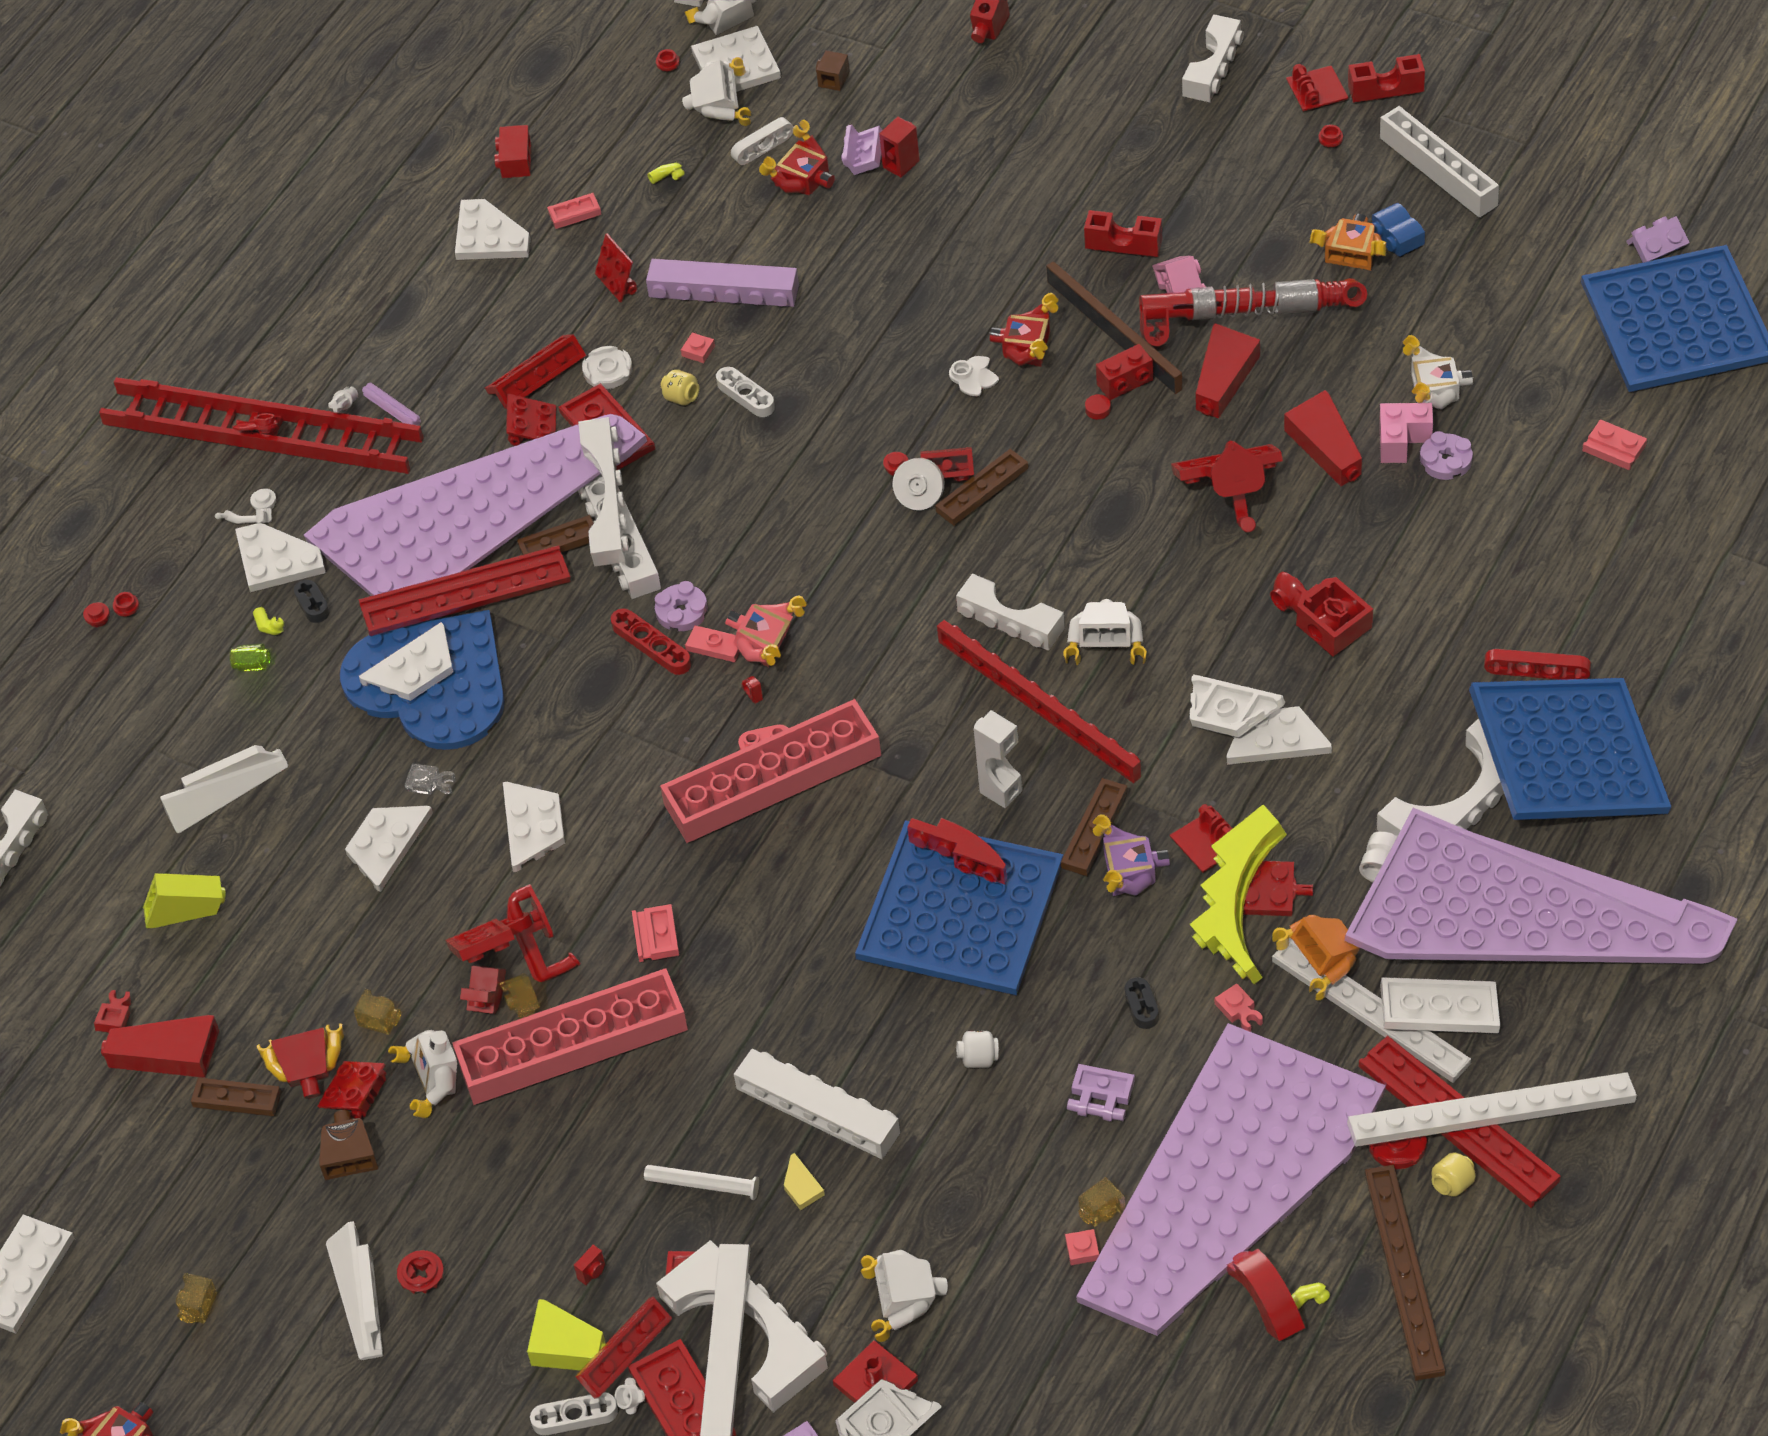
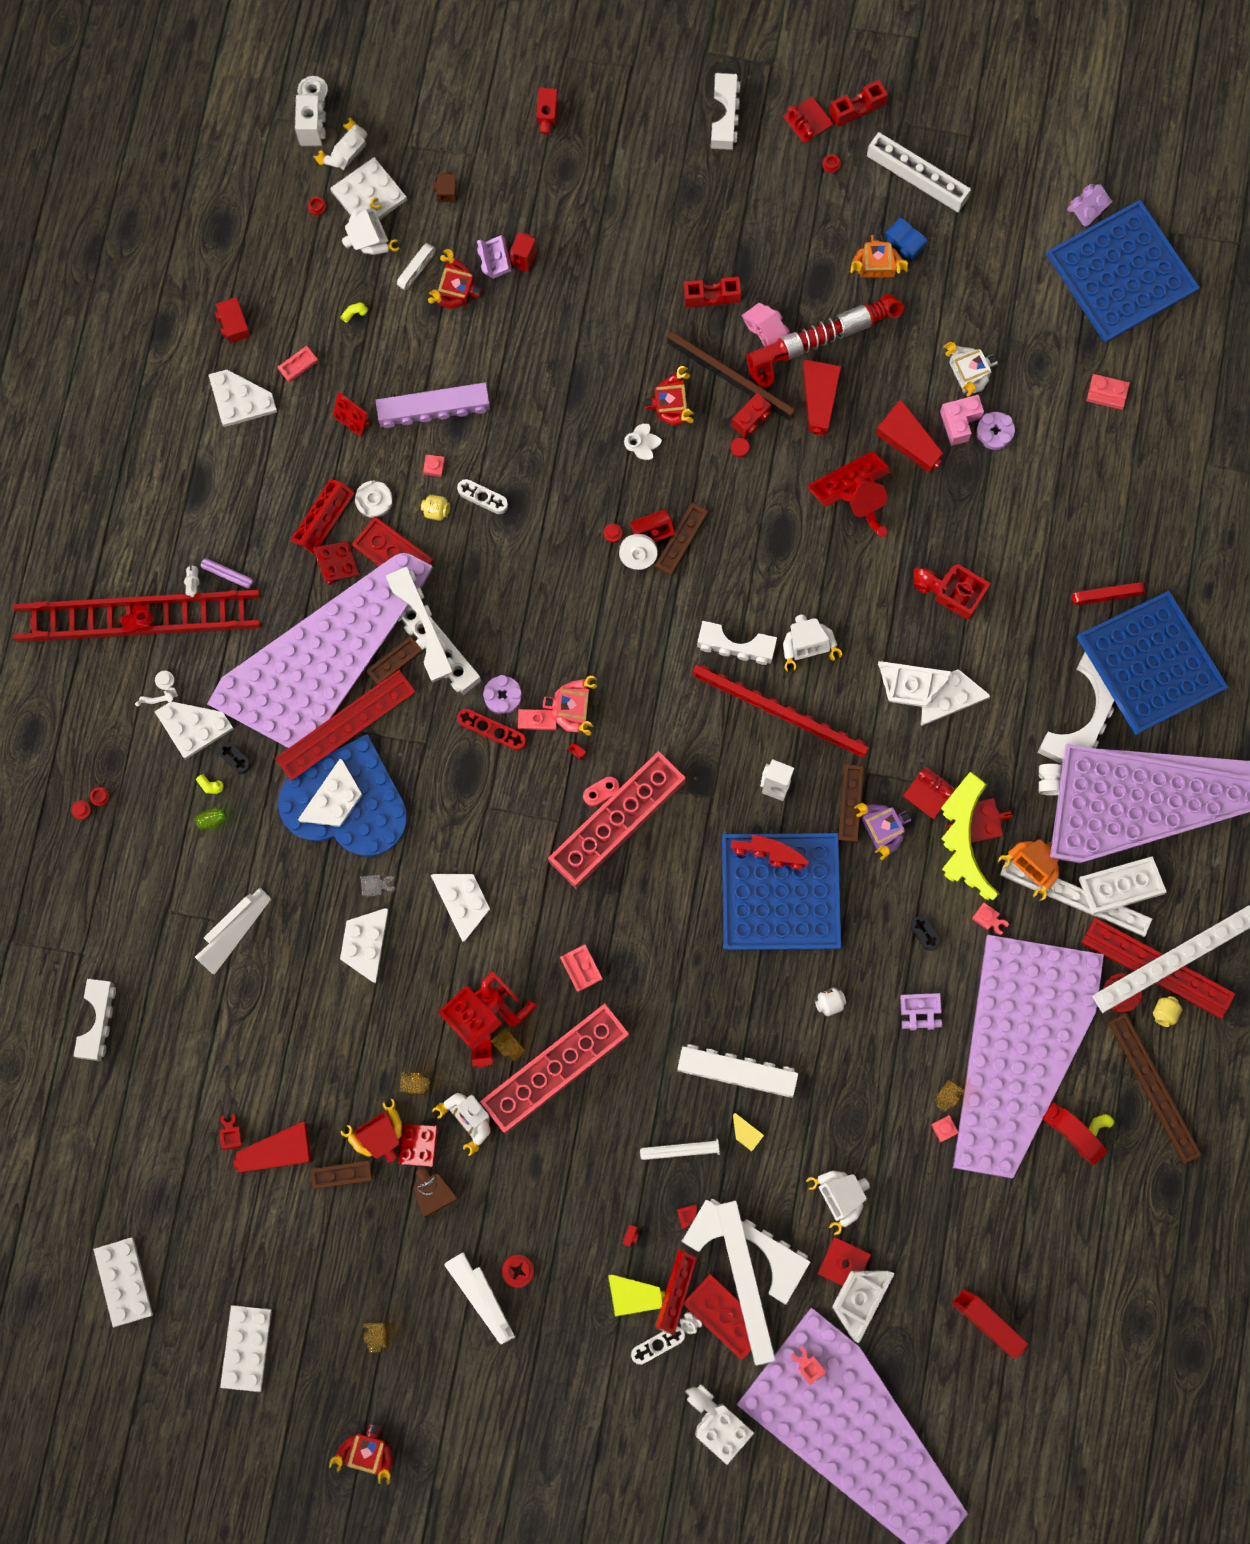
camera: 20 degrees left, 25 degrees up
(182, 898) = (242, 1032): neon yellow slope -> none

